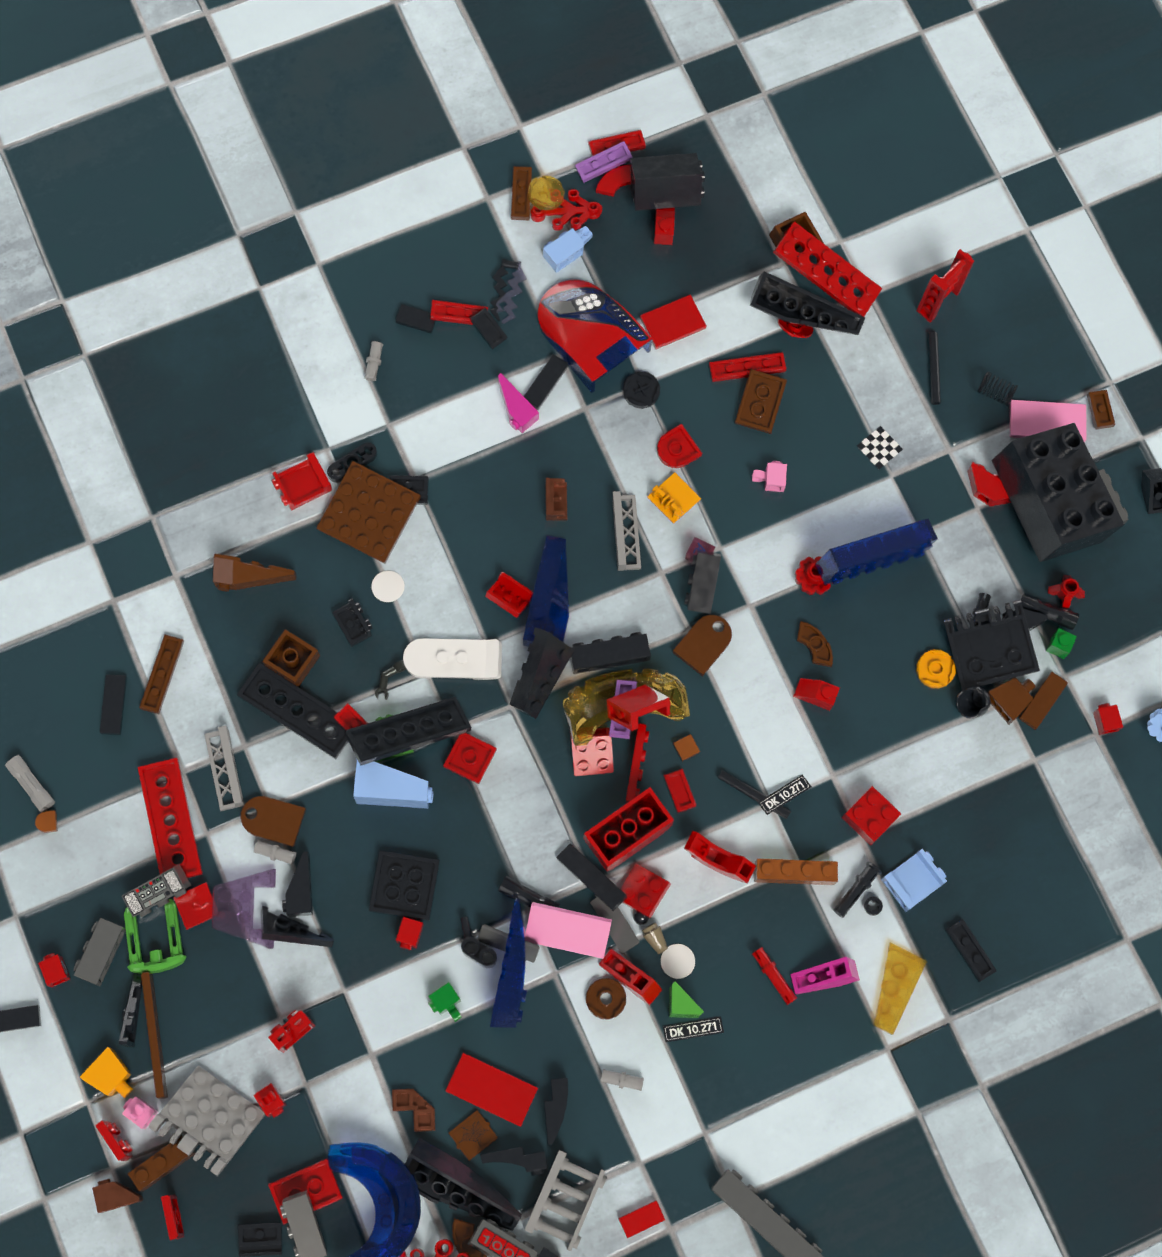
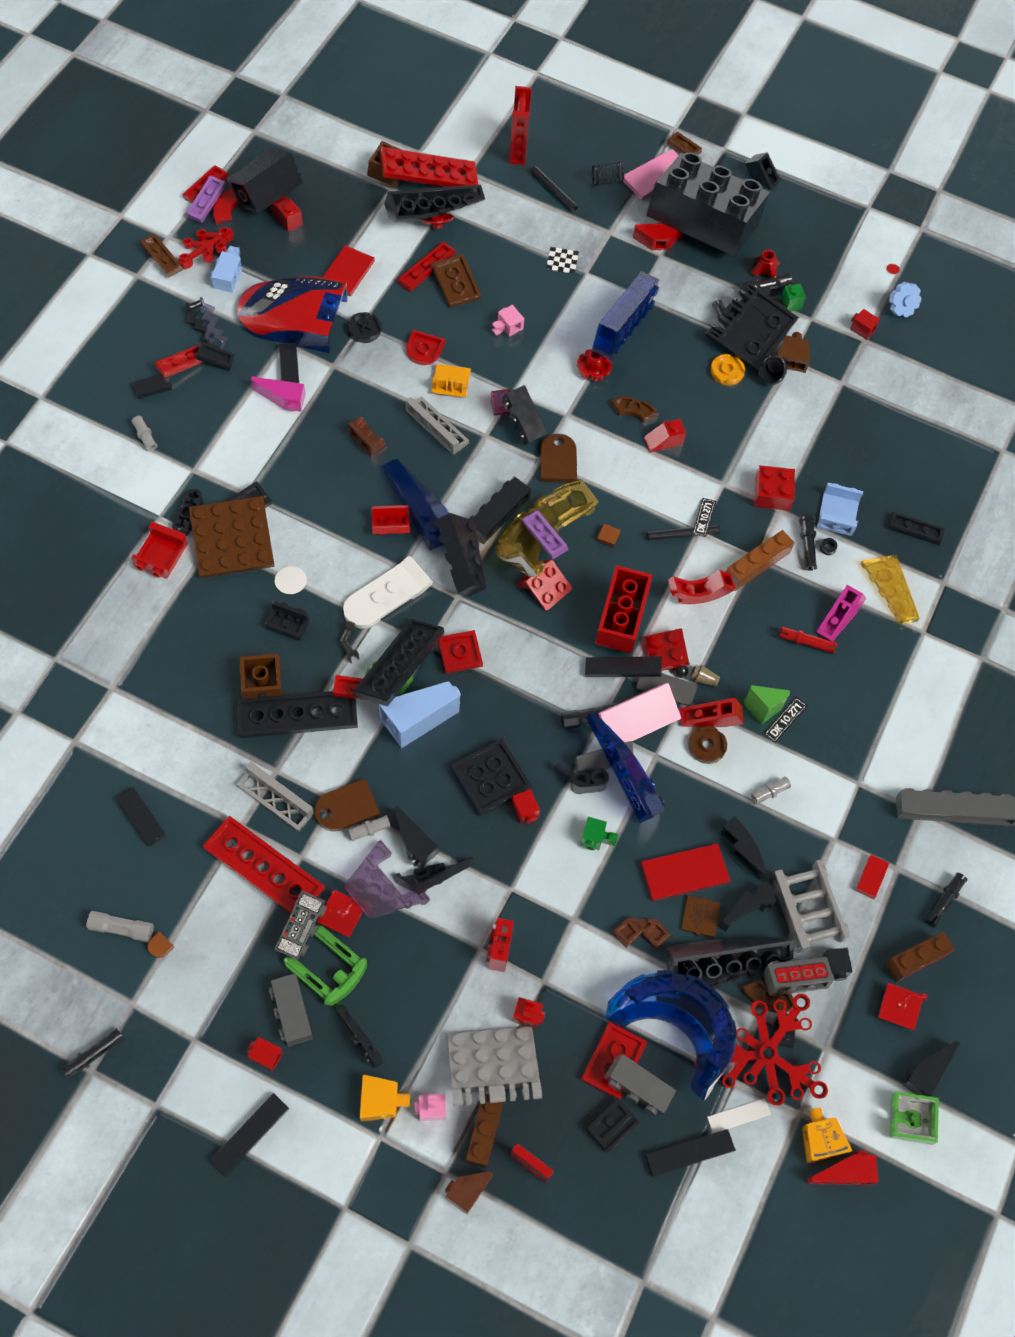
camera: 40 degrees left, 10 degrees down
(110, 1133) = (440, 1144): red plate -> none
(154, 1035) = (393, 1039): reddish brown tile -> none
(161, 674) = (162, 766): reddish brown tile -> none
(235, 574) = (165, 646): reddish brown wedge -> none
(546, 193) = (180, 242): clear yellow tile -> none
(635, 703) = (554, 520): red panel -> none
(638, 756) = (588, 575): red plate -> none
(678, 961) = (733, 682): white sticker -> none
(680, 791) = (624, 560): red tile -> none
(1043, 700) = (813, 334): reddish brown tile -> none

